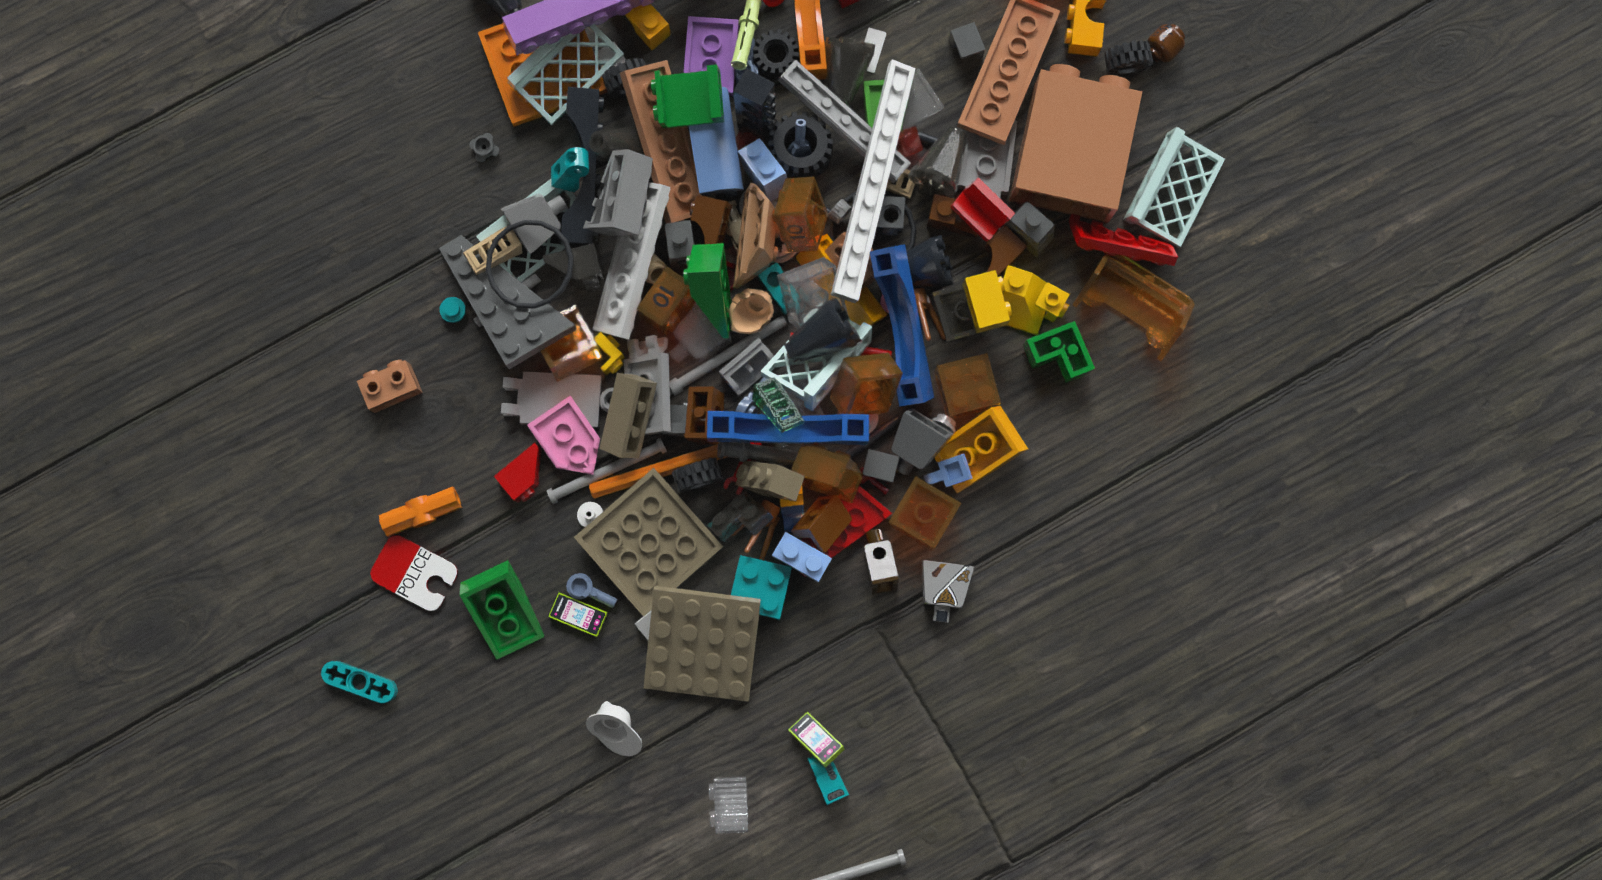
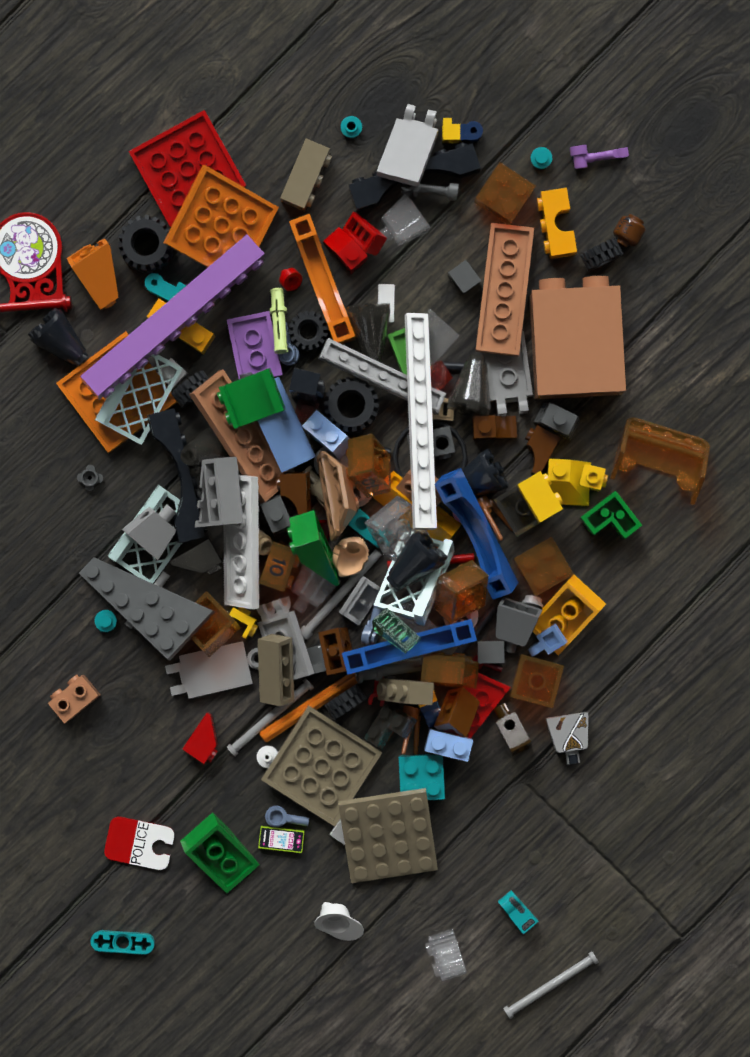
camera: 10 degrees left, 5 degrees up
(420, 511) = (130, 793): orange piece -> none
(489, 262) = (128, 582): black piece -> none
(497, 258) = (132, 547): tan slope -> none
(567, 437) = (231, 700): bright pink tile -> none
(571, 167) = (172, 480): teal leg -> none
(800, 146) = (351, 406): sand blue plate -> none
(816, 739) = (500, 885): tile -> none
(839, 211) = (399, 450): light grey axle -> none
(982, 209) = (515, 419): red panel -> none
(1121, 242) = (636, 411): red wing -> none
(1159, 172) = (650, 347): light aqua fence -> none

